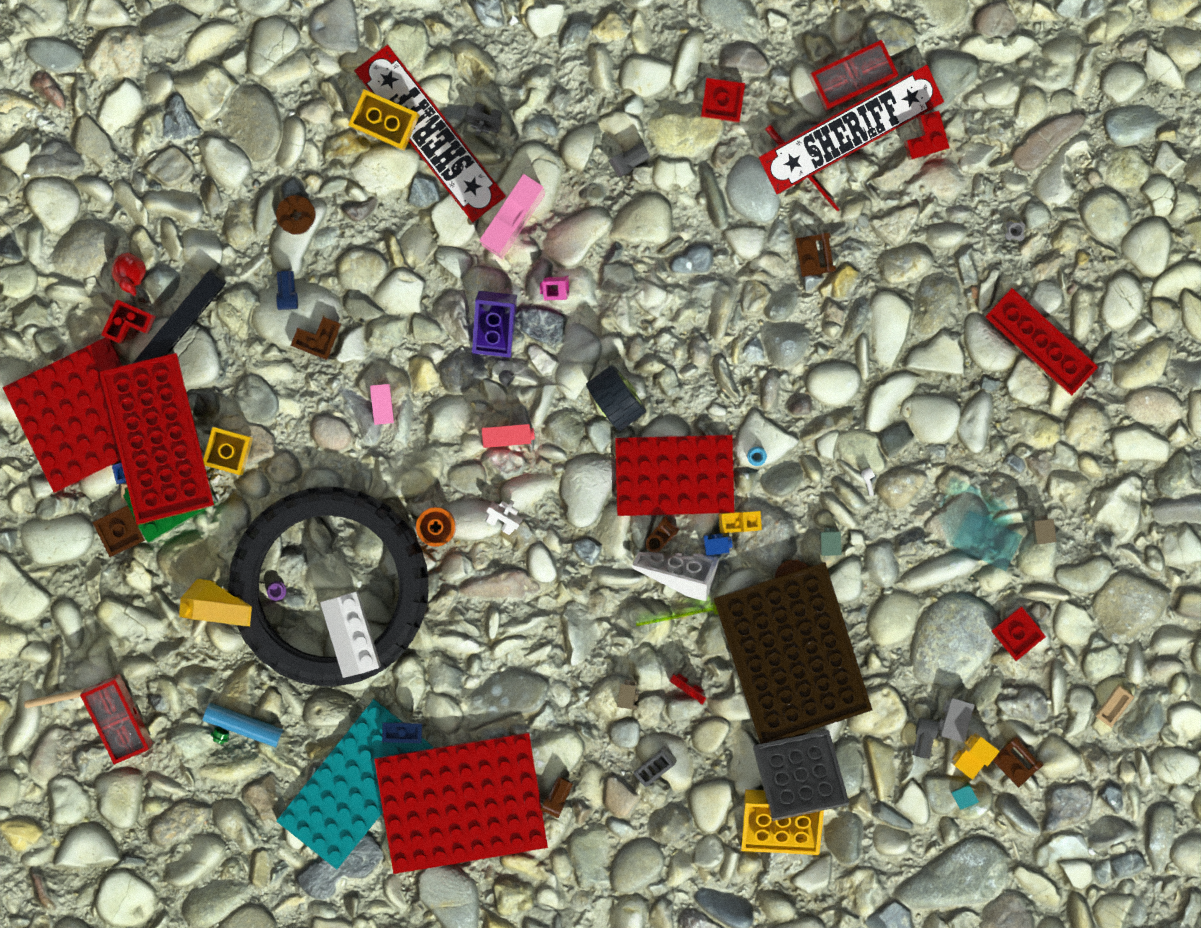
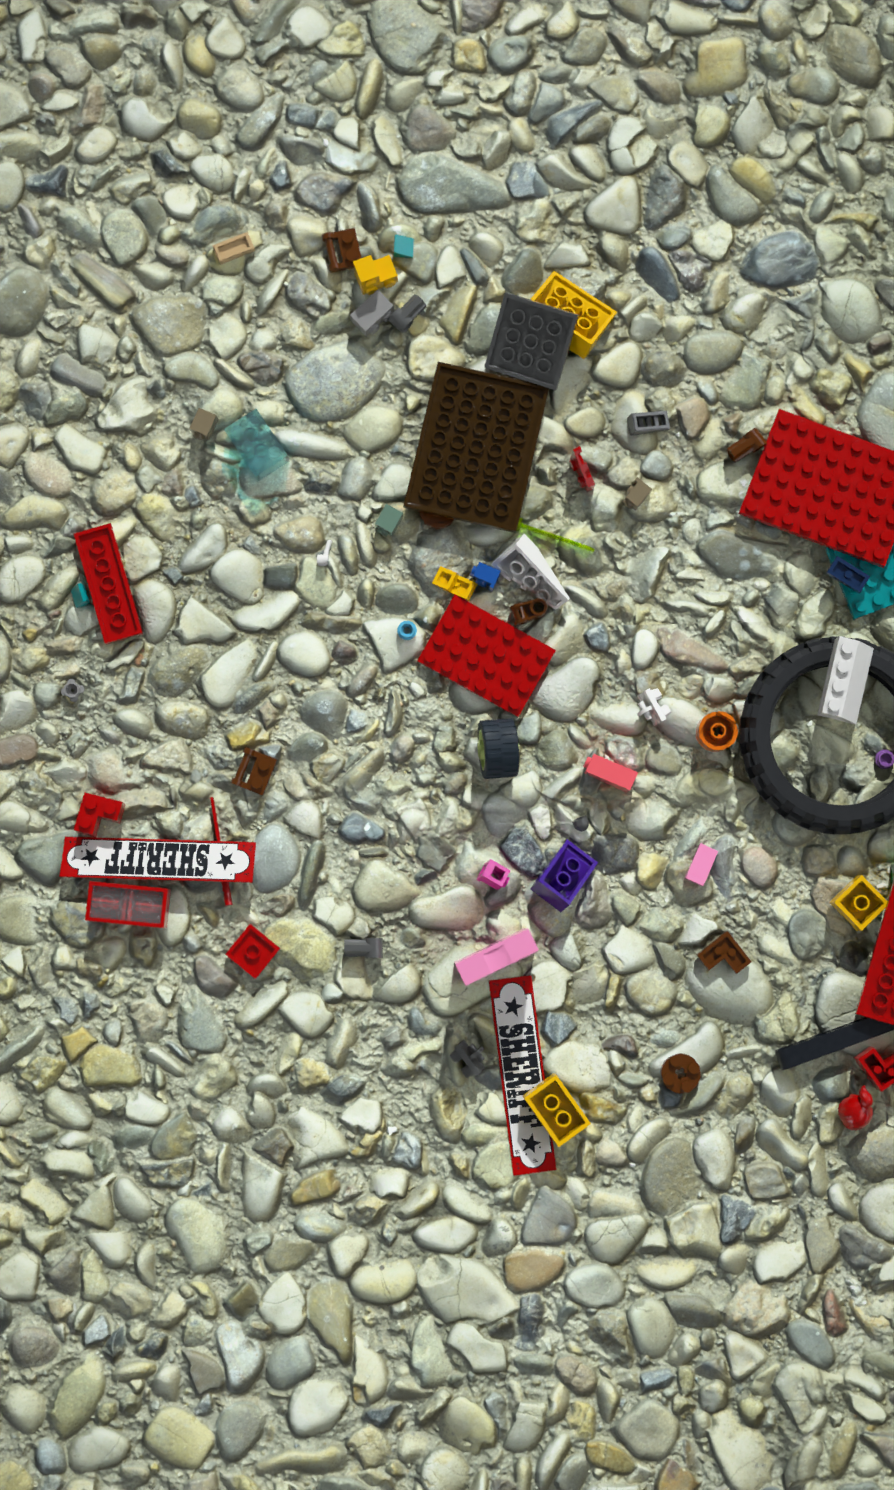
camera: 155 degrees left, 5 degrees down
(286, 297) = (729, 1007): dark blue piece -> none
(1018, 633) = (277, 353): red plate -> none
(1059, 316) = (80, 595): none -> teal slope

